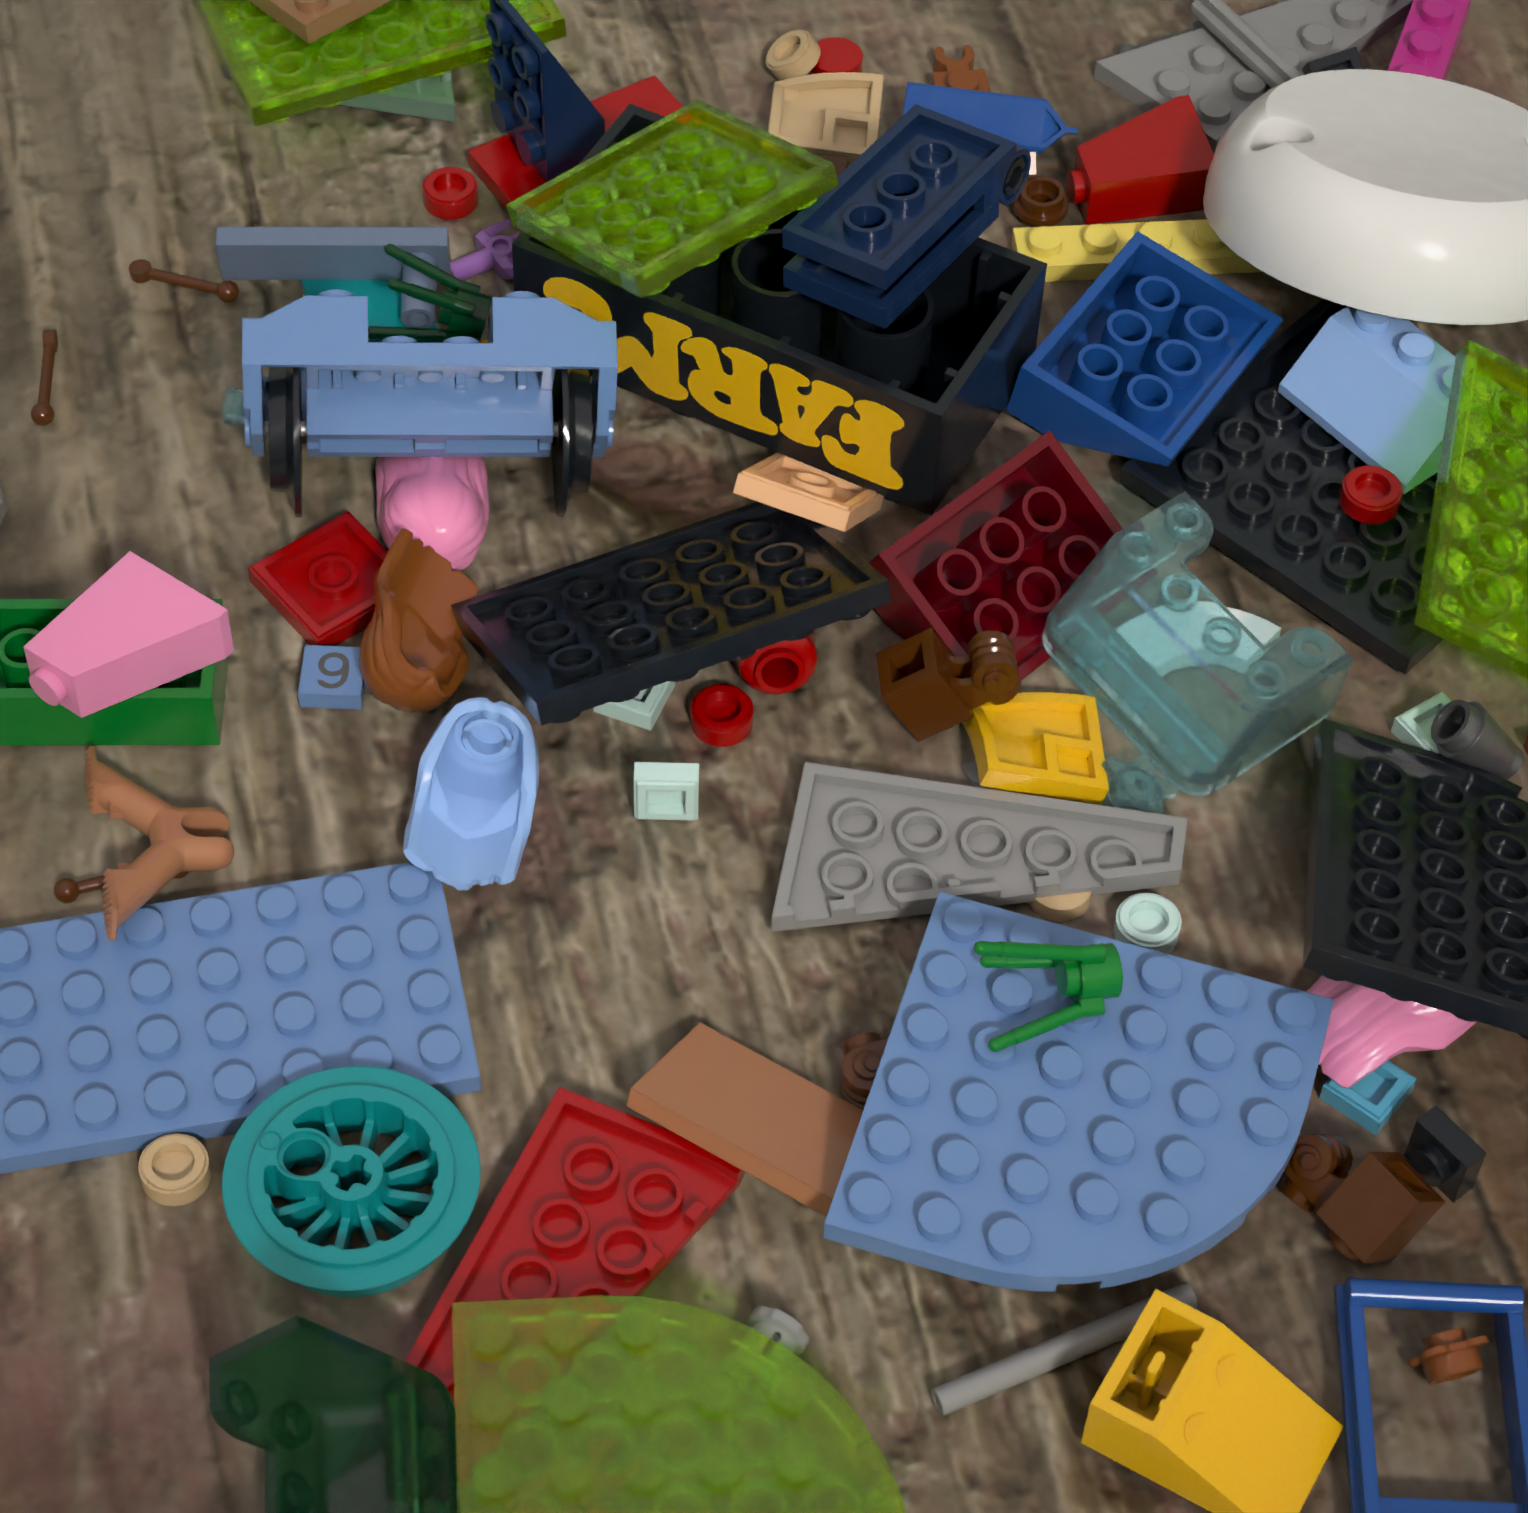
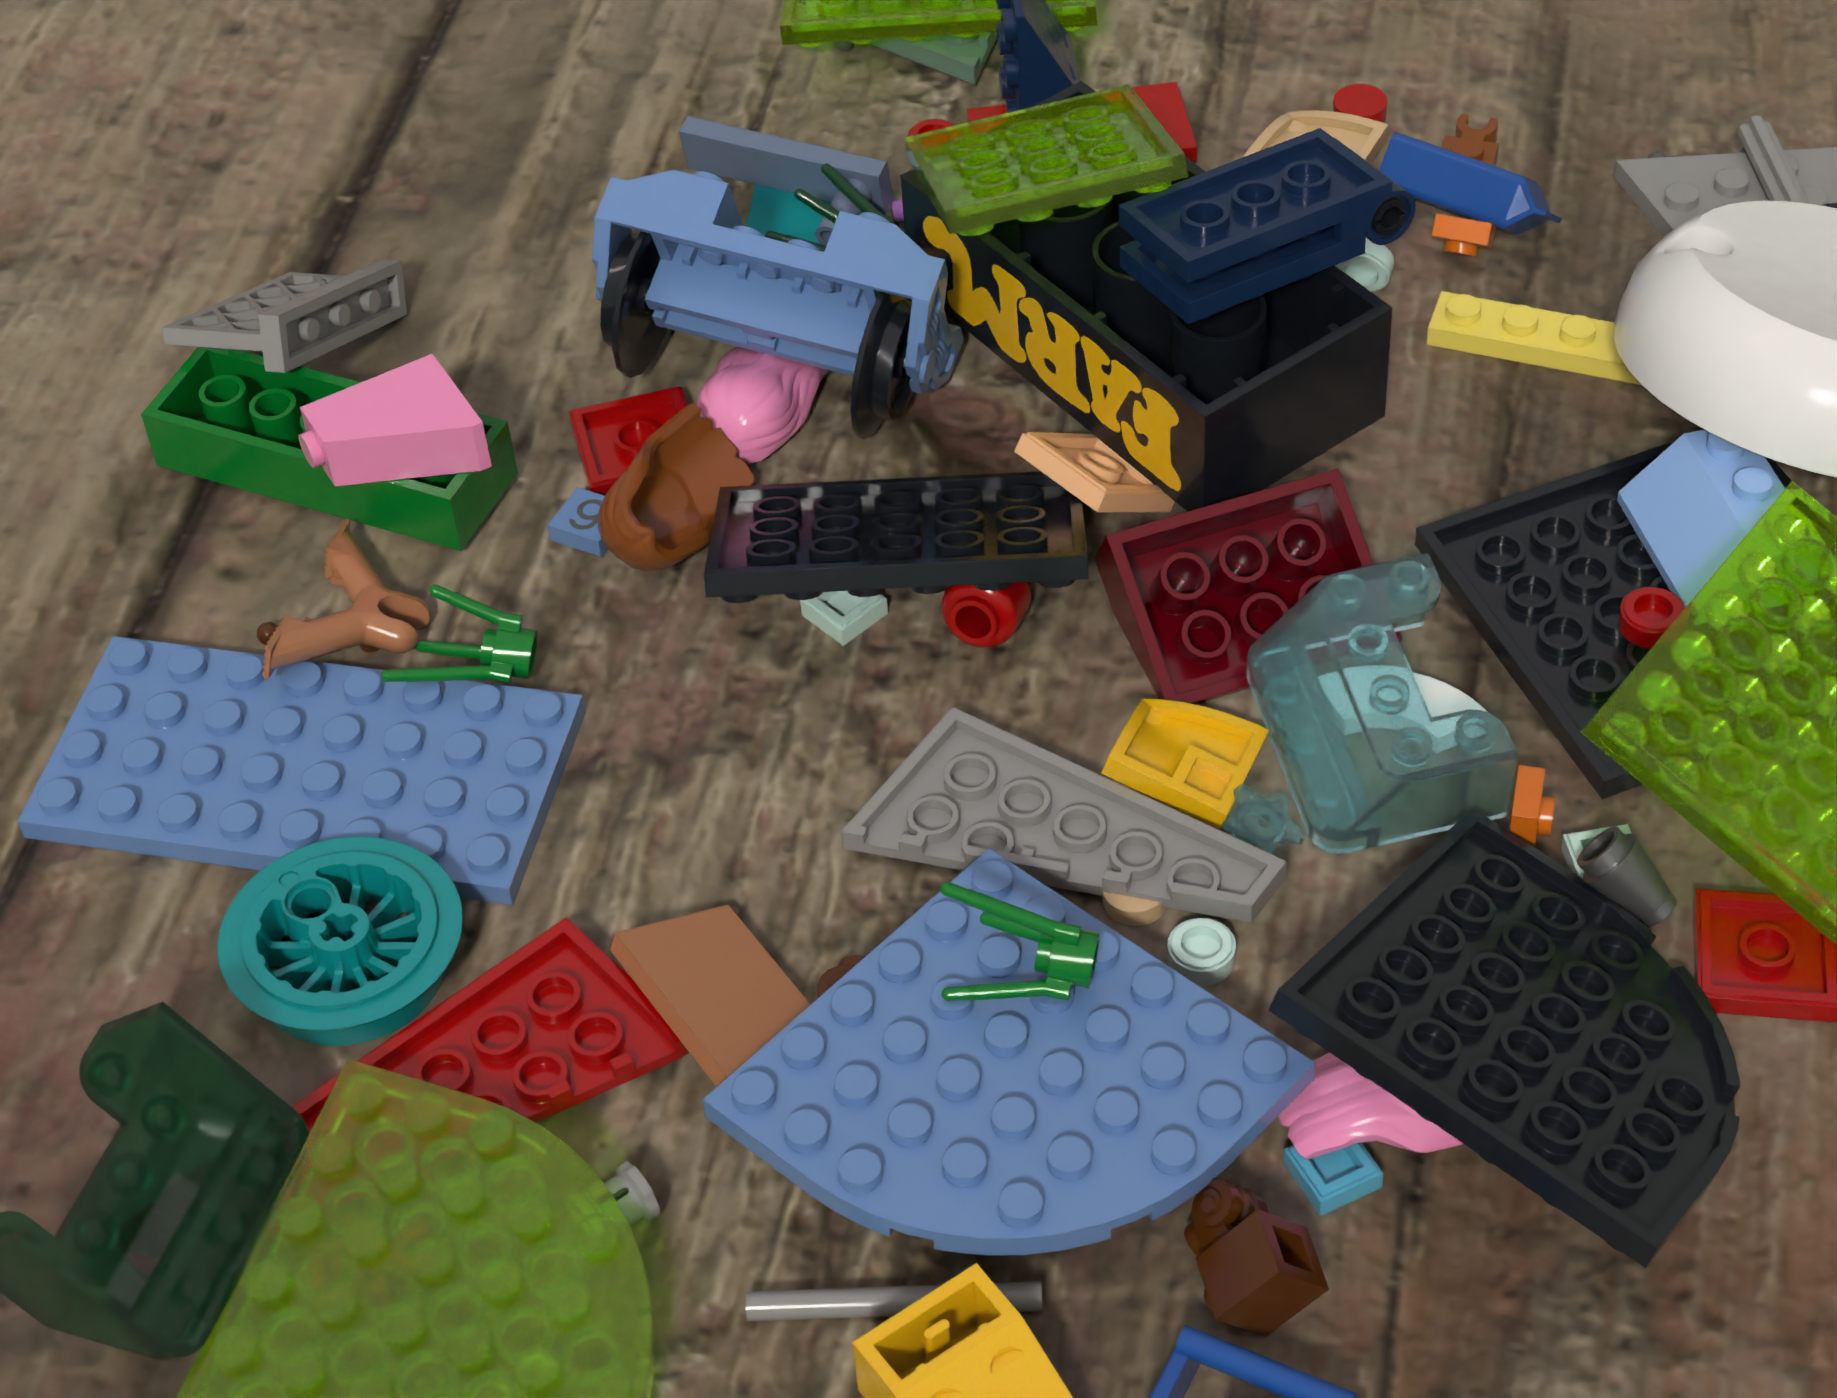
camera: 30 degrees right, 5 degrees down
(42, 412) = (519, 188): reddish brown hinge -> none
(142, 272) = (631, 148): reddish brown hinge -> none
(174, 1169) = (214, 884): tan tile -> none
(340, 835) = (503, 651): none -> green plant
(474, 795) = (637, 649): light blue hair -> none
(666, 791) = (814, 696): light aqua tile -> none
(721, 715) = (911, 649): red tile -> none
(793, 55) = (1317, 90): tan tile -> none
(938, 690) = (1108, 675): reddish brown brick -> none
(1042, 202) = (1485, 274): reddish brown plate -> none
(1141, 356) = (1487, 428): blue slope -> none
(1143, 166) = (1591, 260): red slope -> none
(1360, 702) = (1531, 810): none -> orange plate
(1444, 1154) = (1362, 1251): black plate -> none

